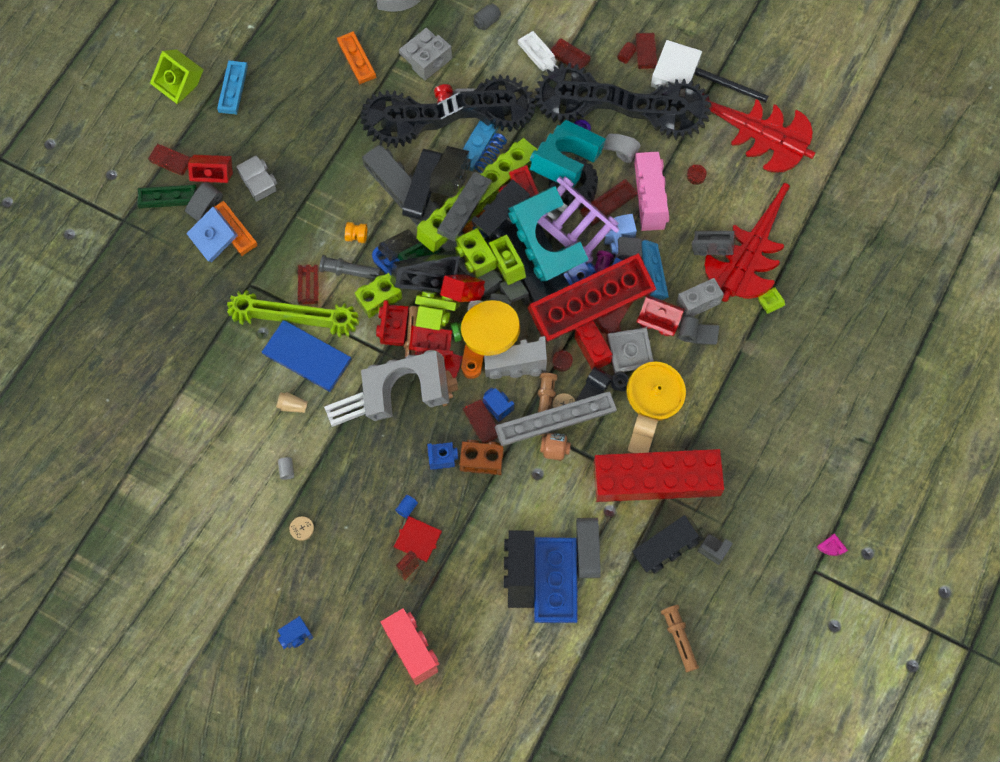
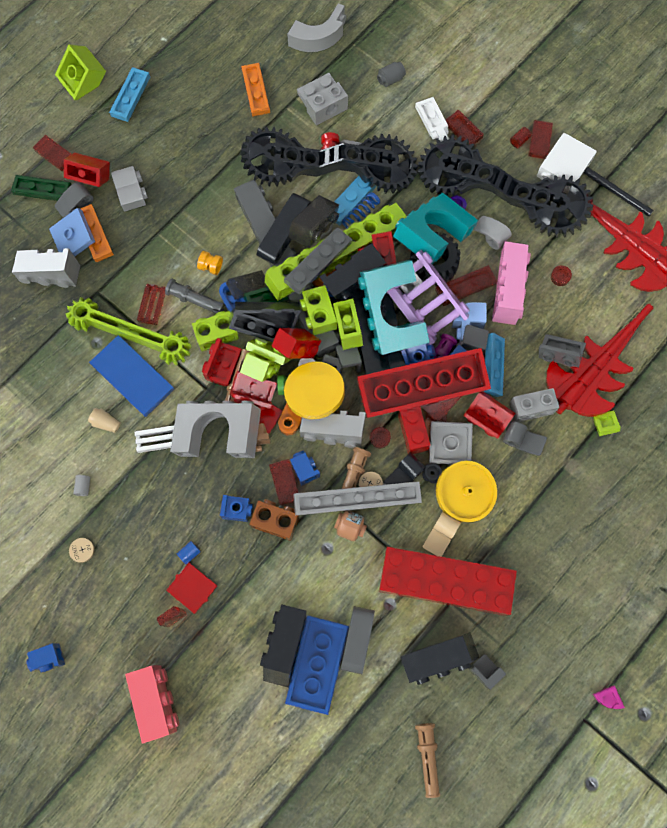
camera: 15 degrees right, 5 degrees up
(195, 271) = (46, 268): none -> light grey wedge

